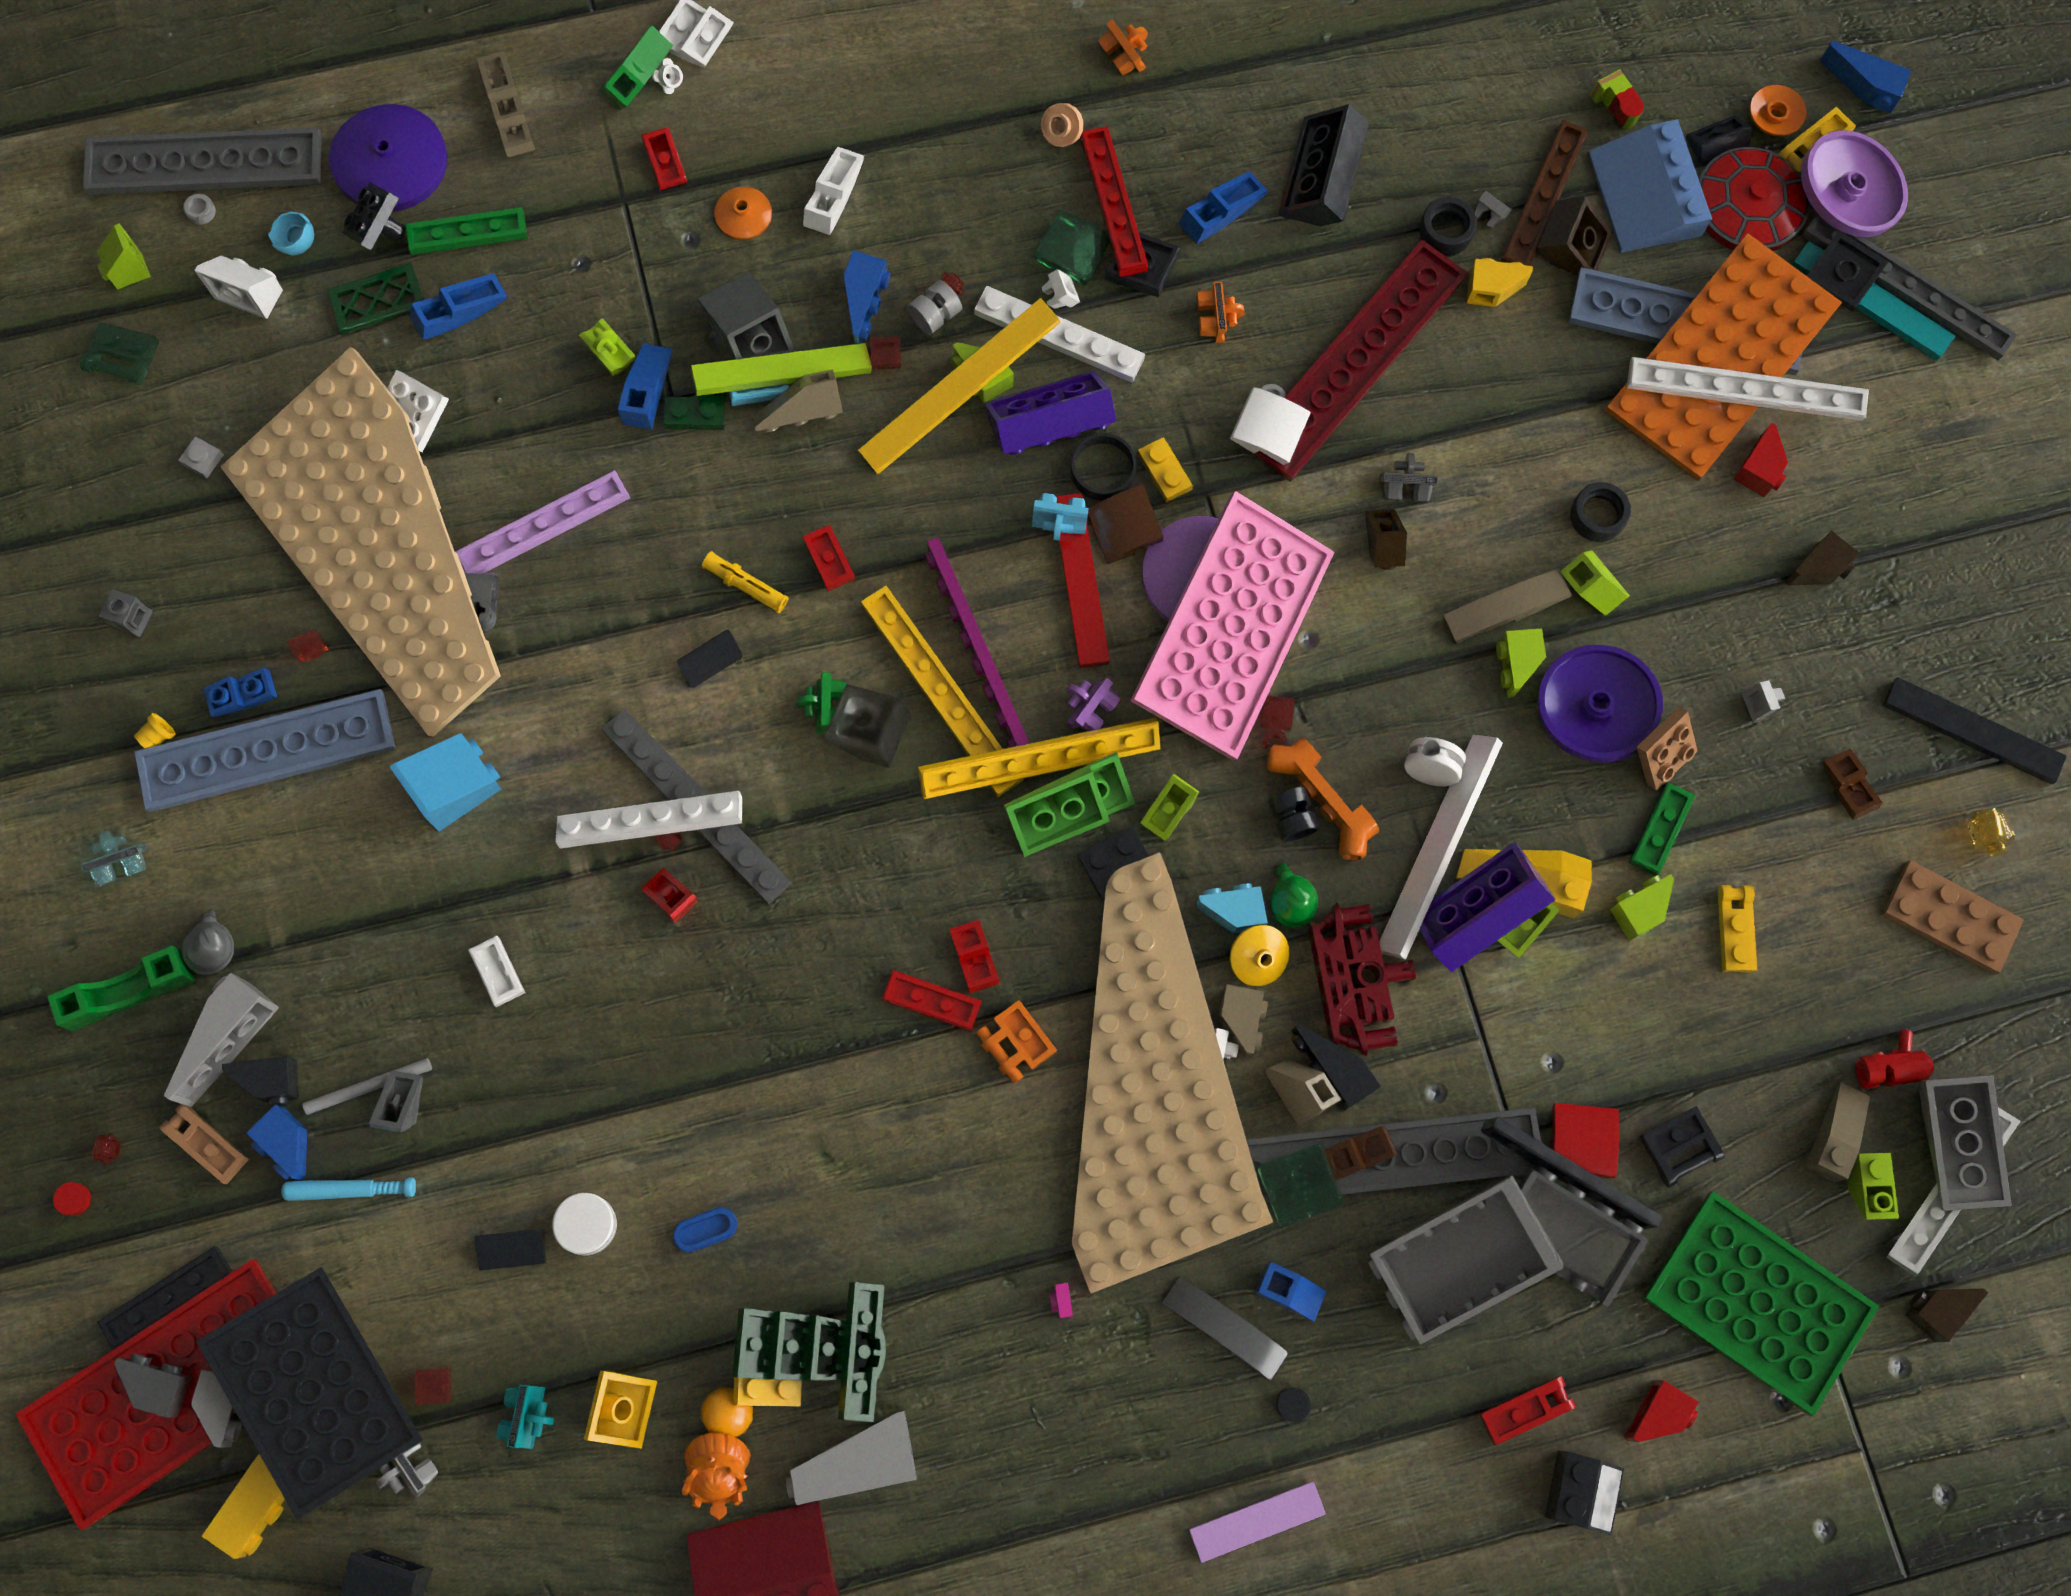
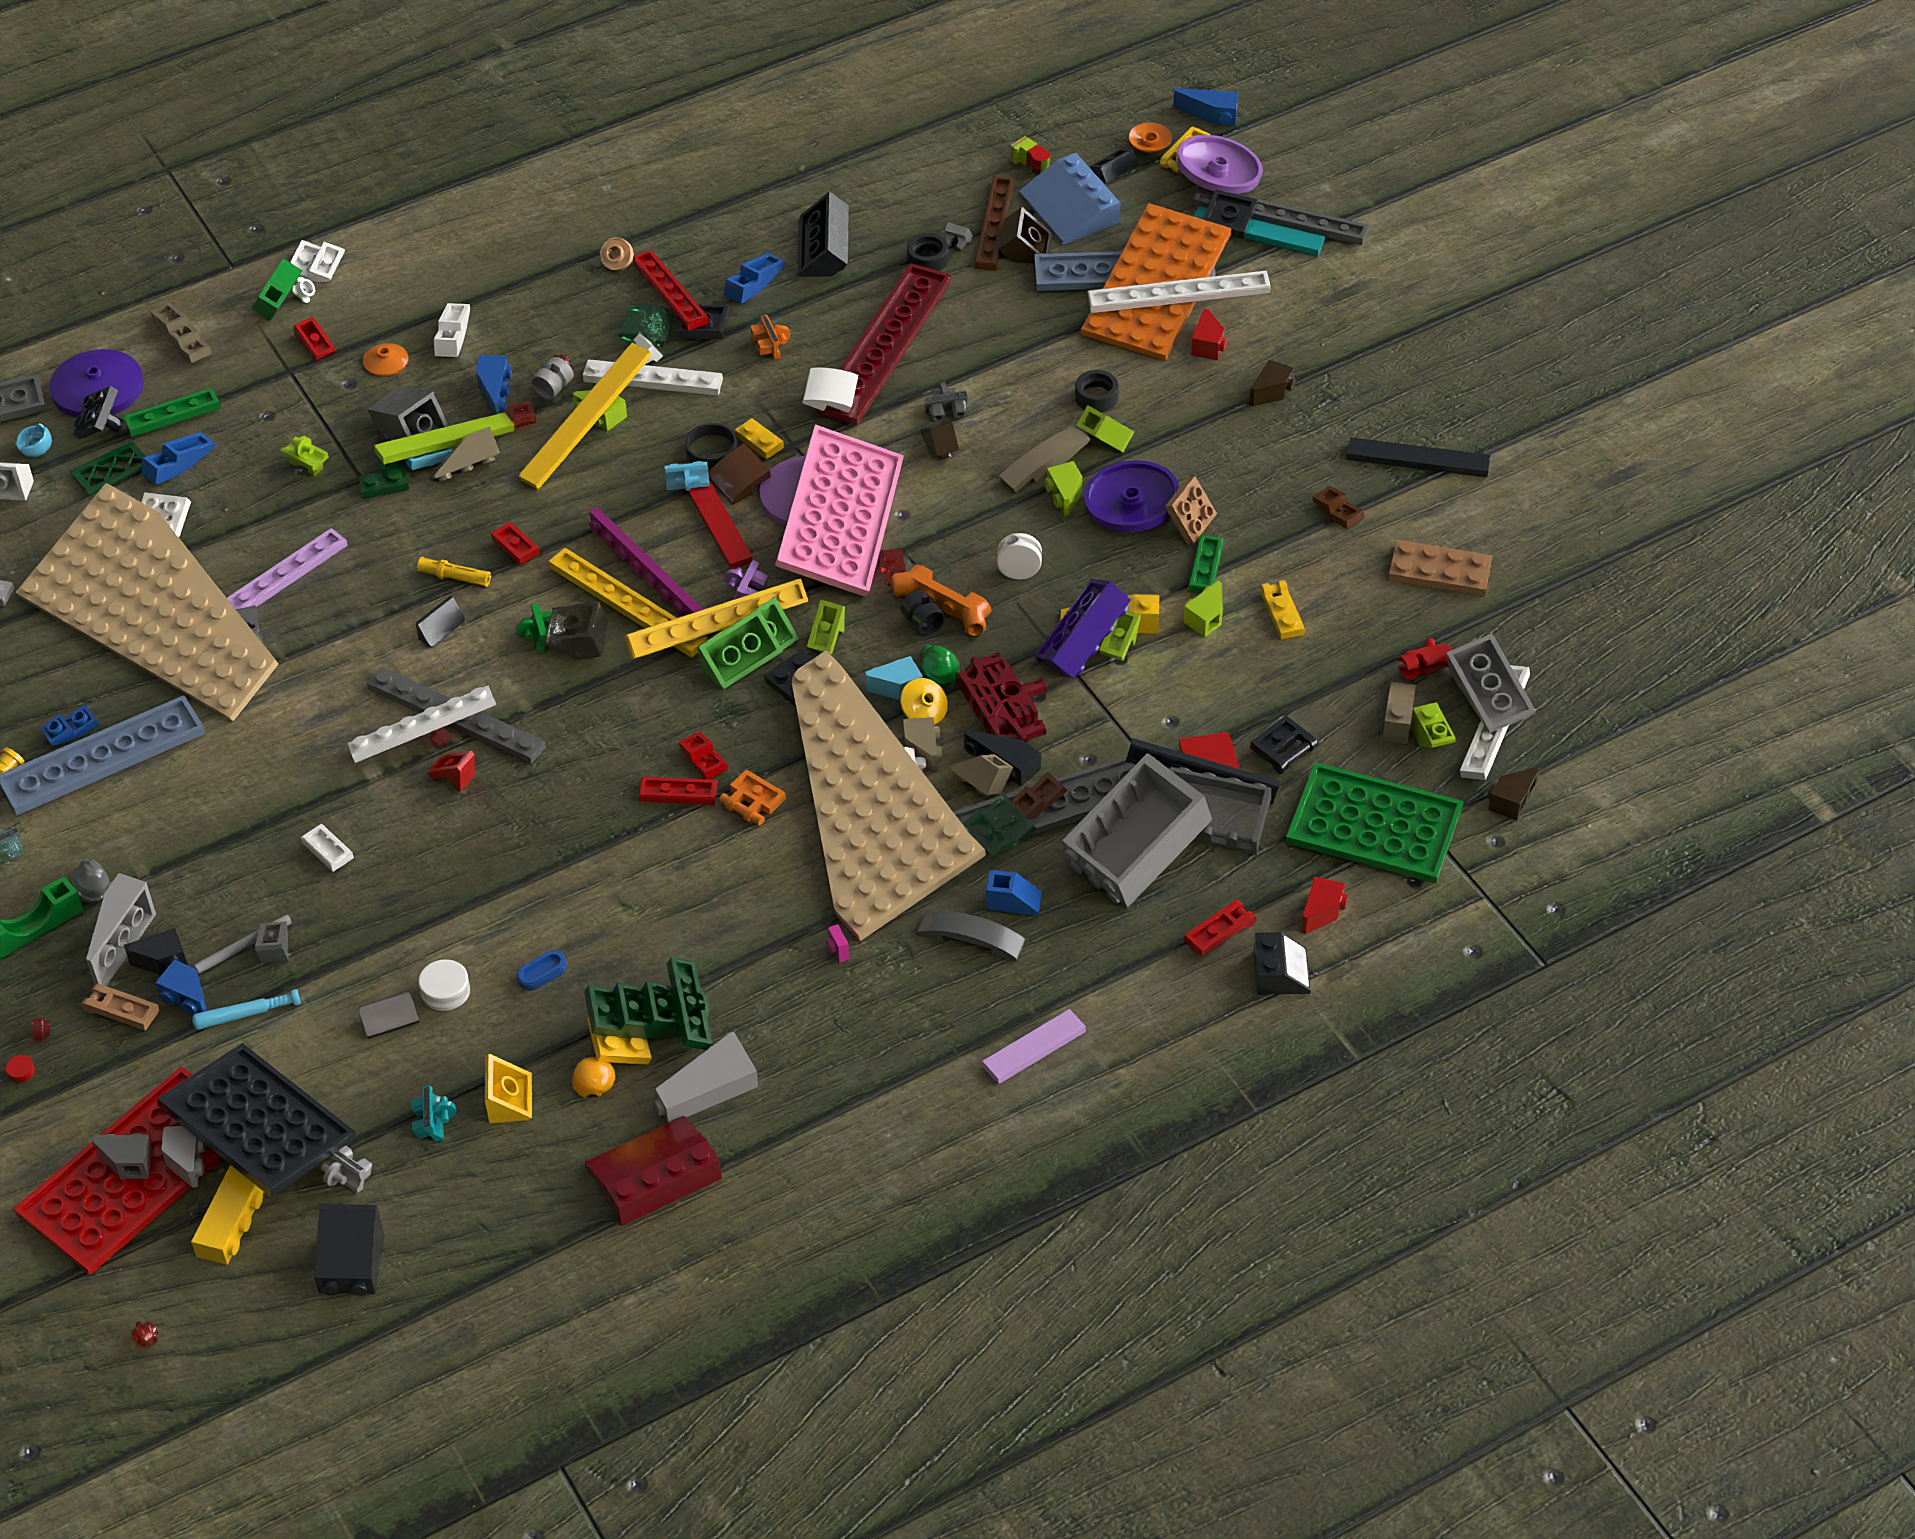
camera: 10 degrees left, 25 degrees down
(164, 1297) = (111, 1111): black tile -> none
(308, 646) = (117, 682): clear red plate -> none
(433, 1386) = (352, 1113): clear red plate -> none
(447, 779) = (252, 737): dark azure slope -> none
(644, 387) = (340, 474): blue slope -> none
(716, 1471) = (596, 1110): orange hair -> none
(1050, 412) = (661, 421): dark purple slope -> none
(1115, 38) = (653, 198): orange hips -> none
(1293, 1404) = (1039, 968): black tile -> none
(1438, 848) = (1040, 608): white tile -> none
(1495, 281) = (974, 276): yellow slope -> none
(1754, 195) = (1153, 184): red dish -> none
(1762, 700) = (1254, 470): light grey tile -> none
(1991, 832) = (1449, 508): clear yellow head -> none

